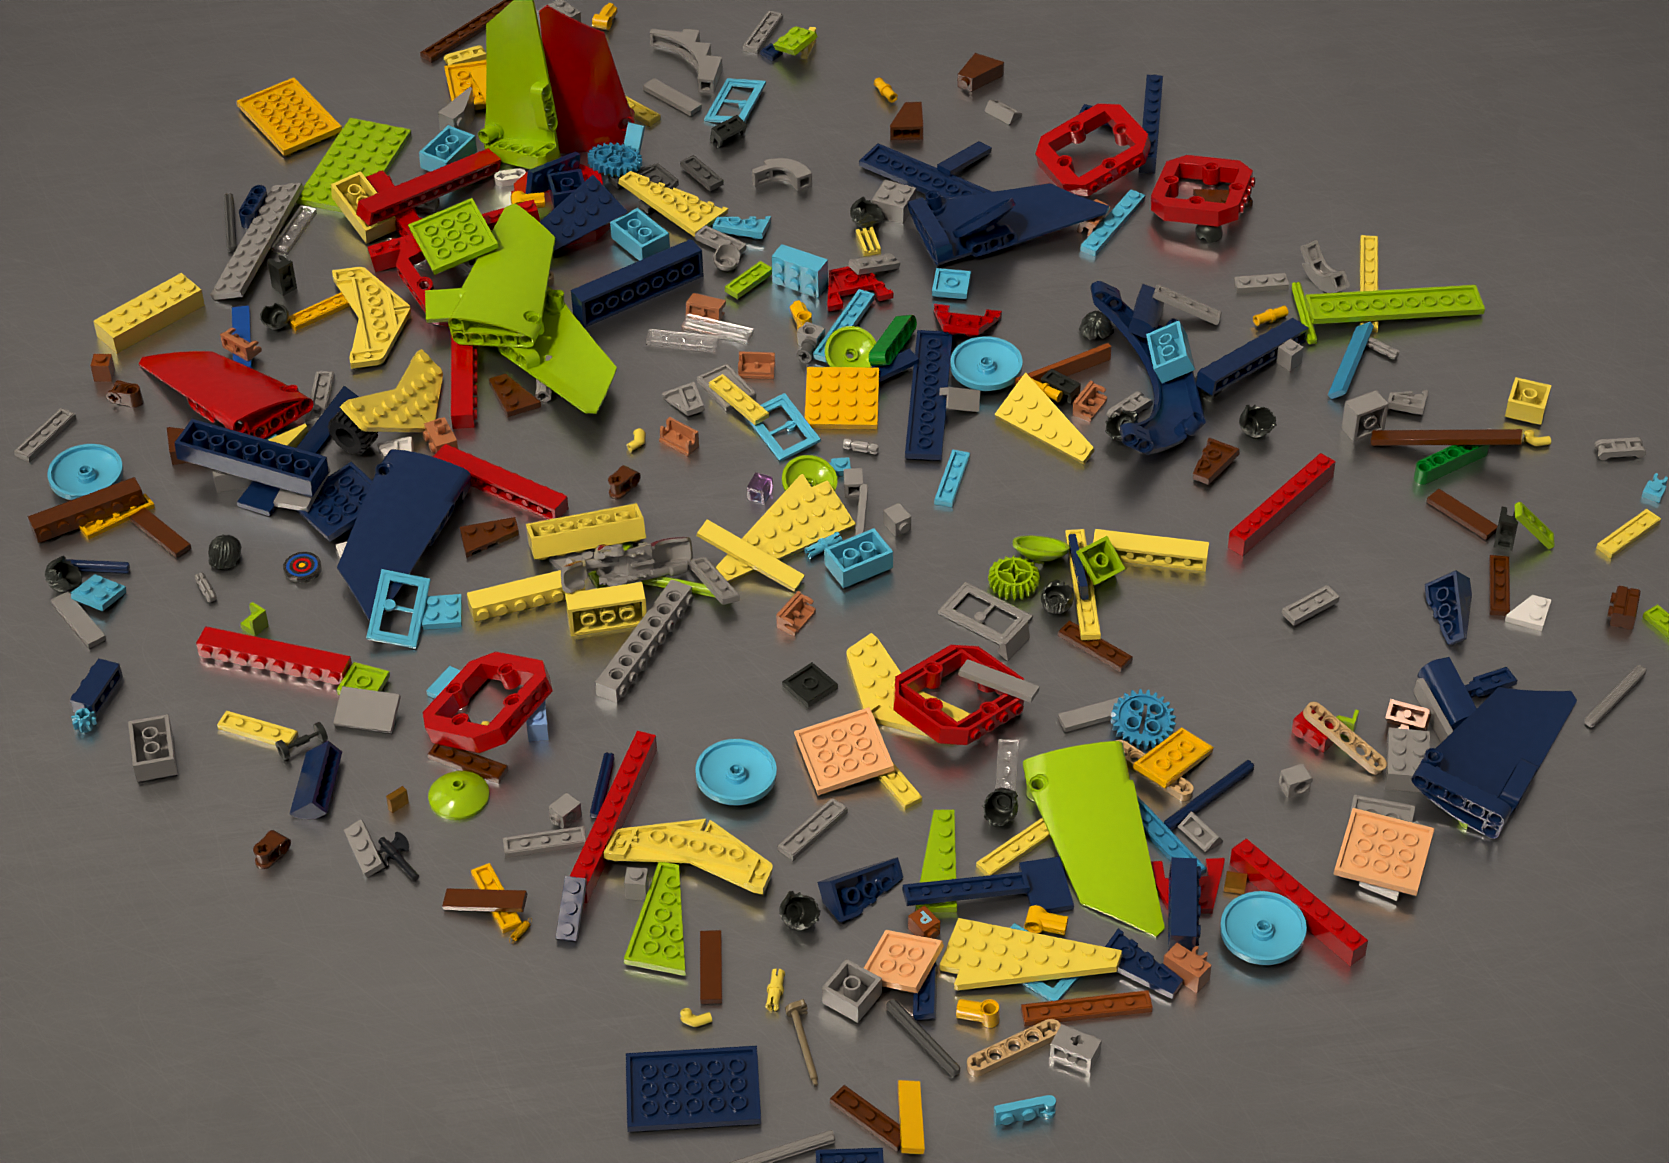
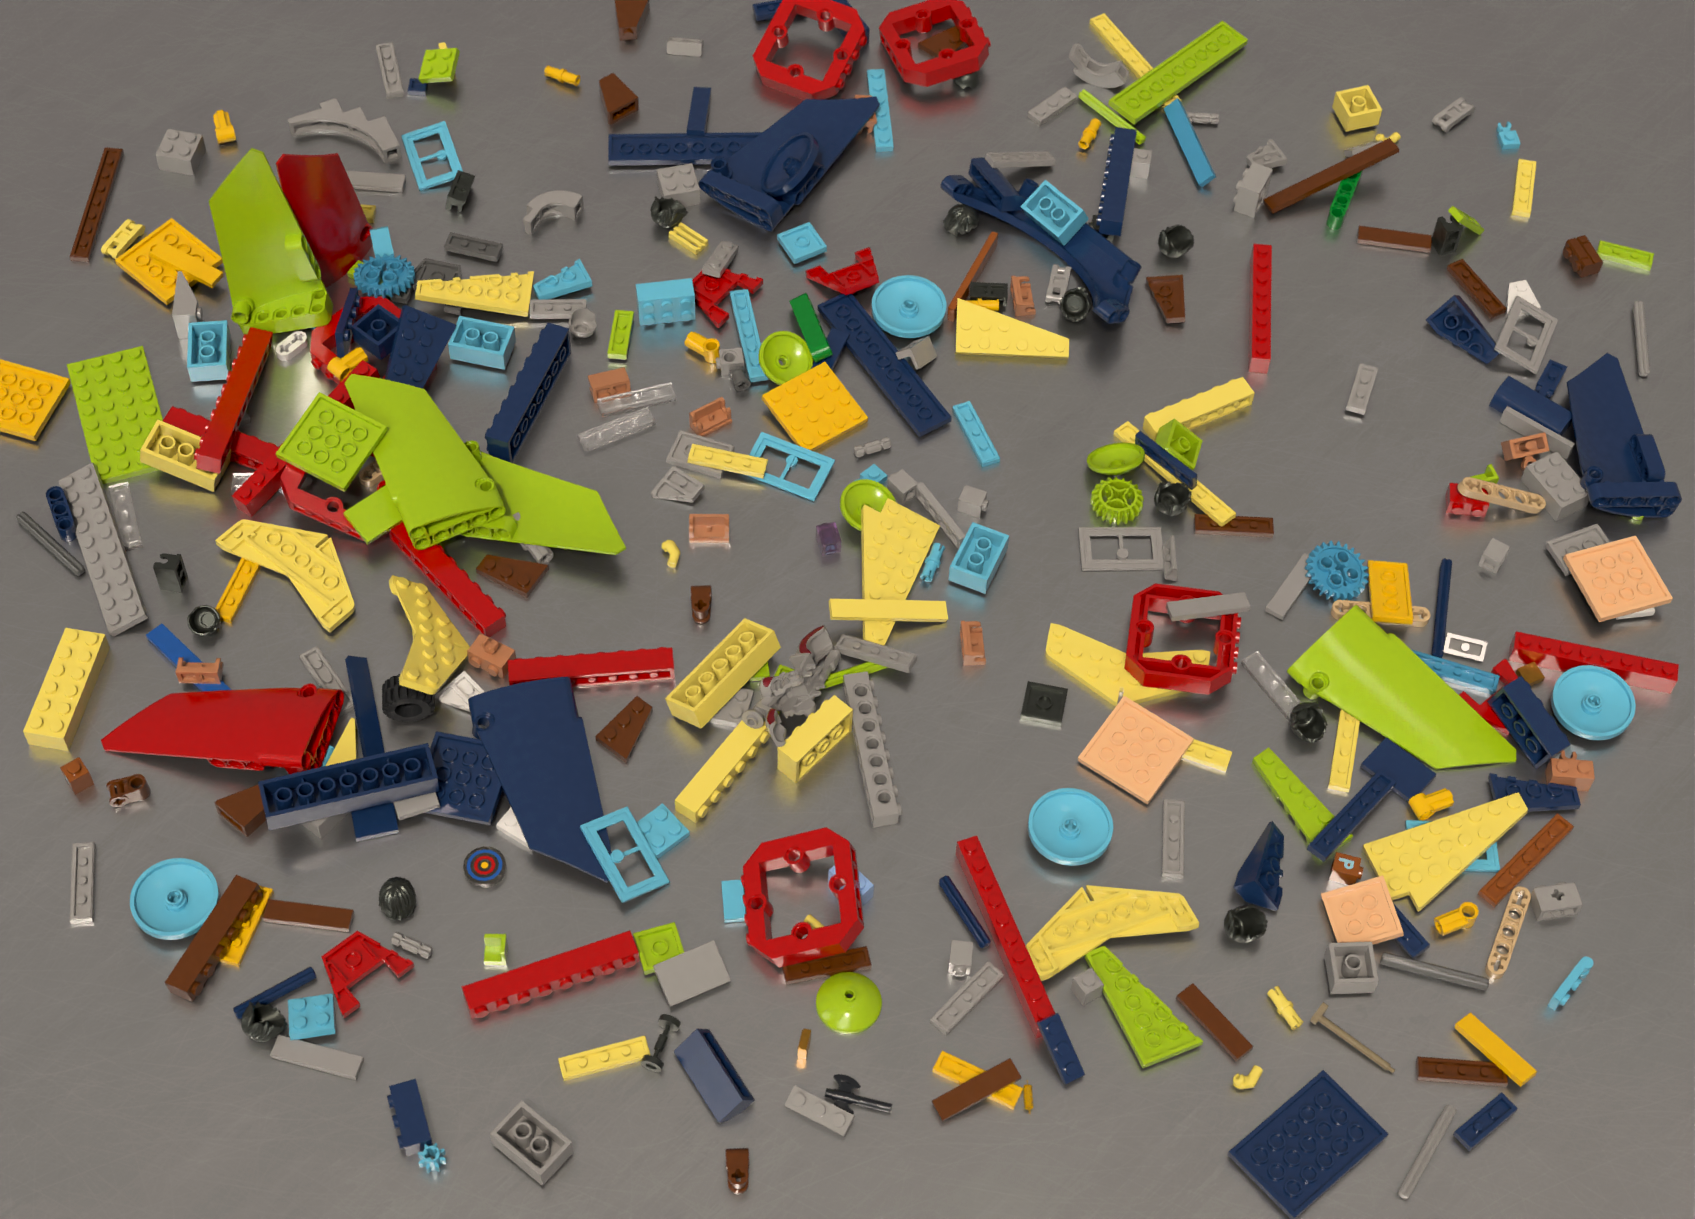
camera: 40 degrees left, 10 degrees up
(157, 575) = (355, 960): none -> red wing
(1510, 654) = (1541, 344): none -> light grey door

